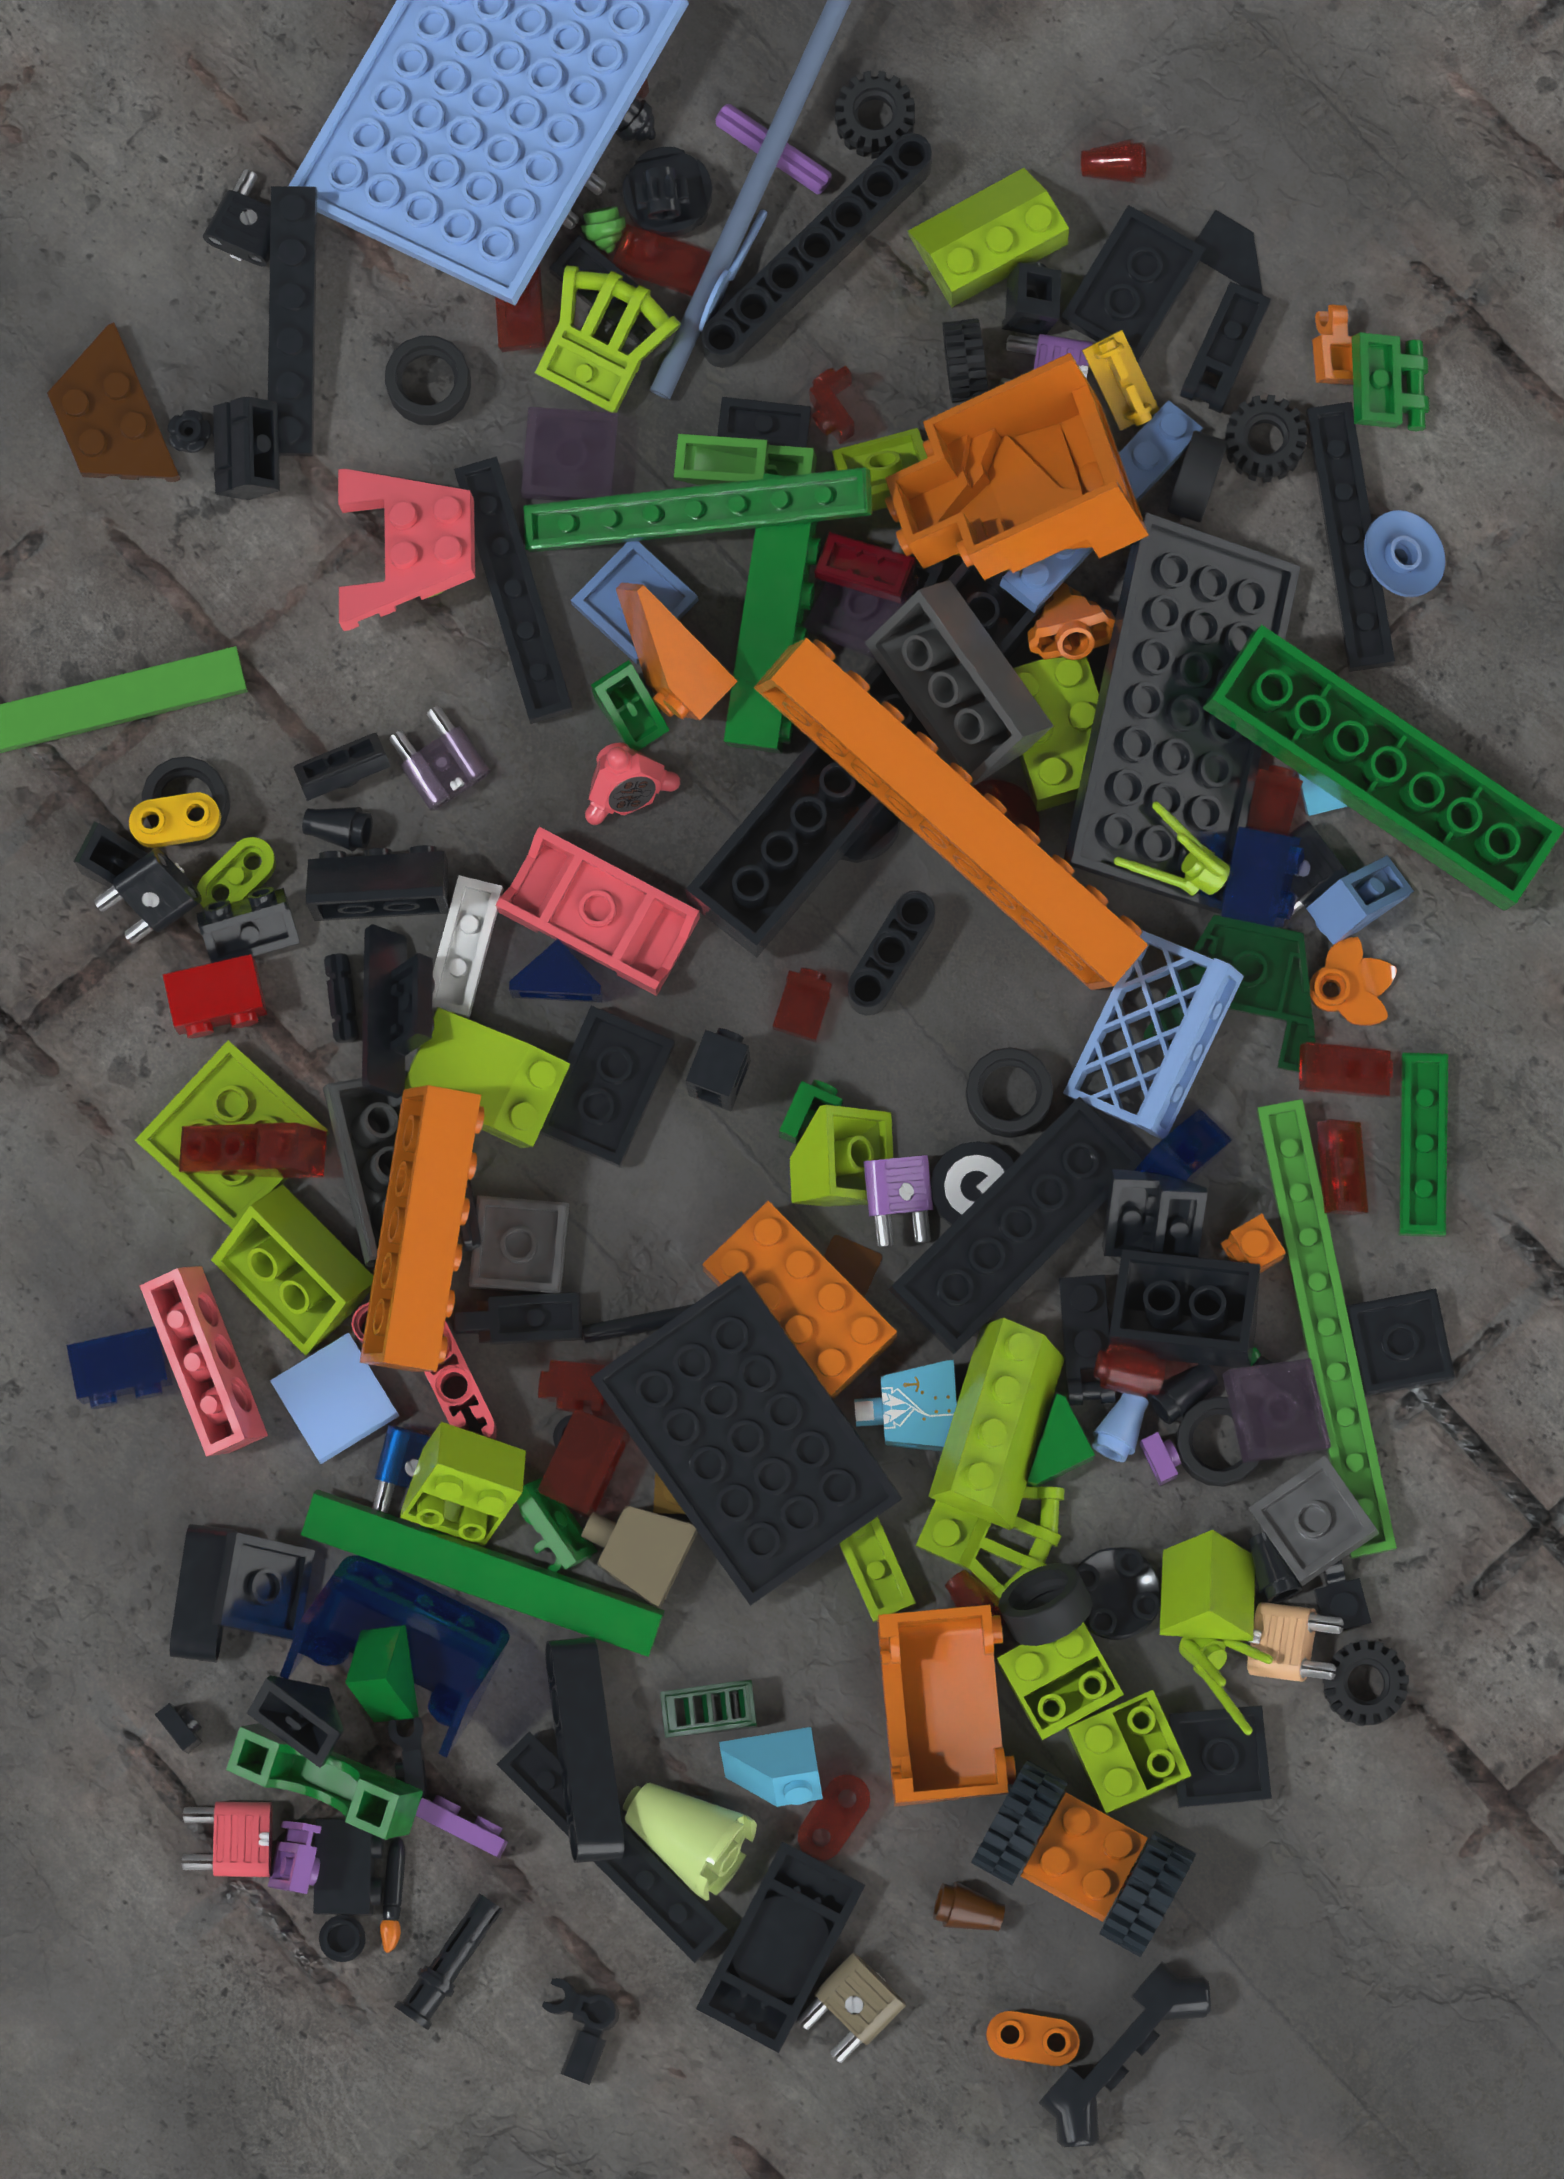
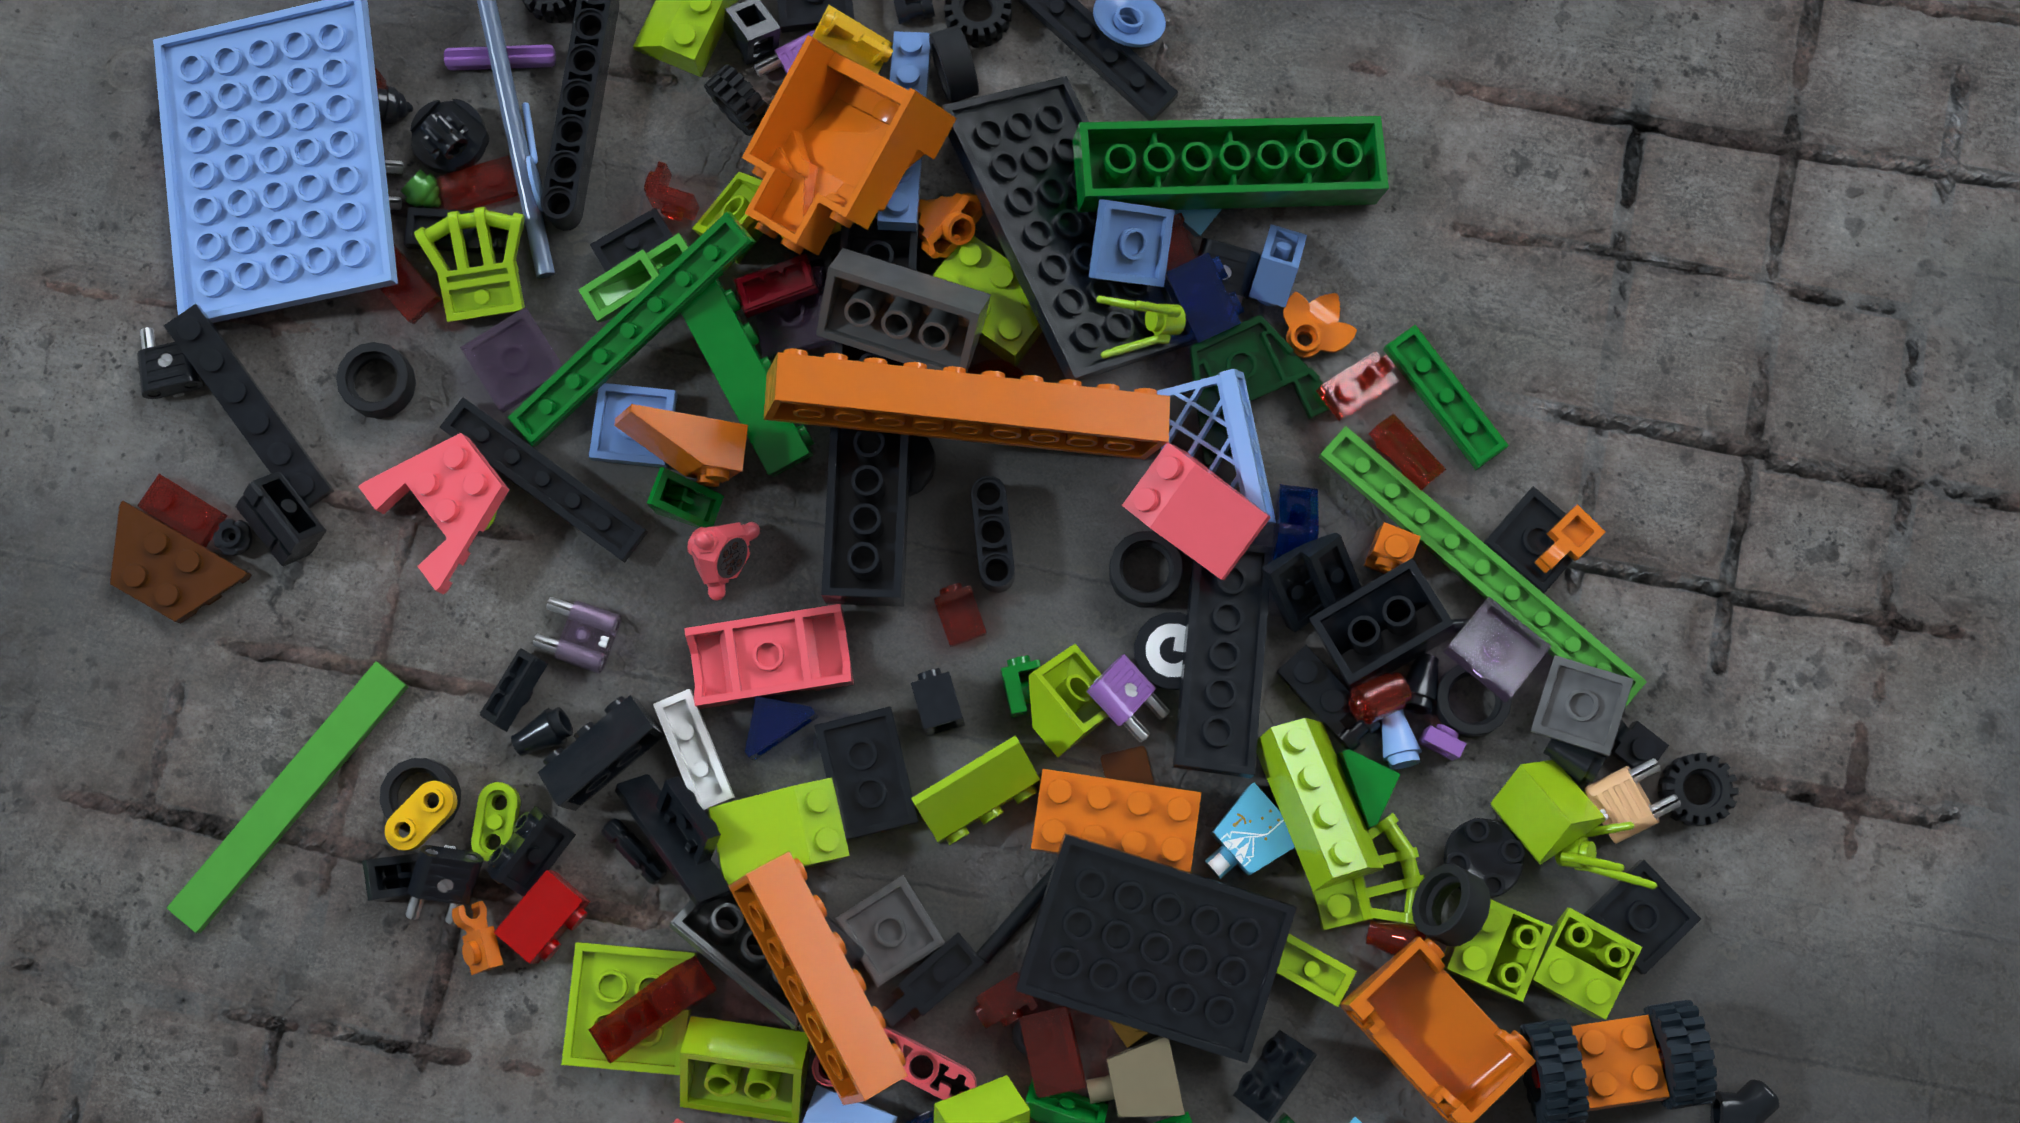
camera: 40 degrees left, 0 degrees up
(142, 976) = (480, 944): none -> orange plate
(161, 371) = (182, 510): none -> clear red plate
(693, 1177) = (977, 791): none -> lime slope
(748, 1638) = (1274, 1075): none -> black hinge
(1093, 1069) = (1196, 511): none -> coral slope
(1227, 775) = (1131, 243): none -> medium blue plate
(1431, 1359) = (1572, 536): none -> orange plate

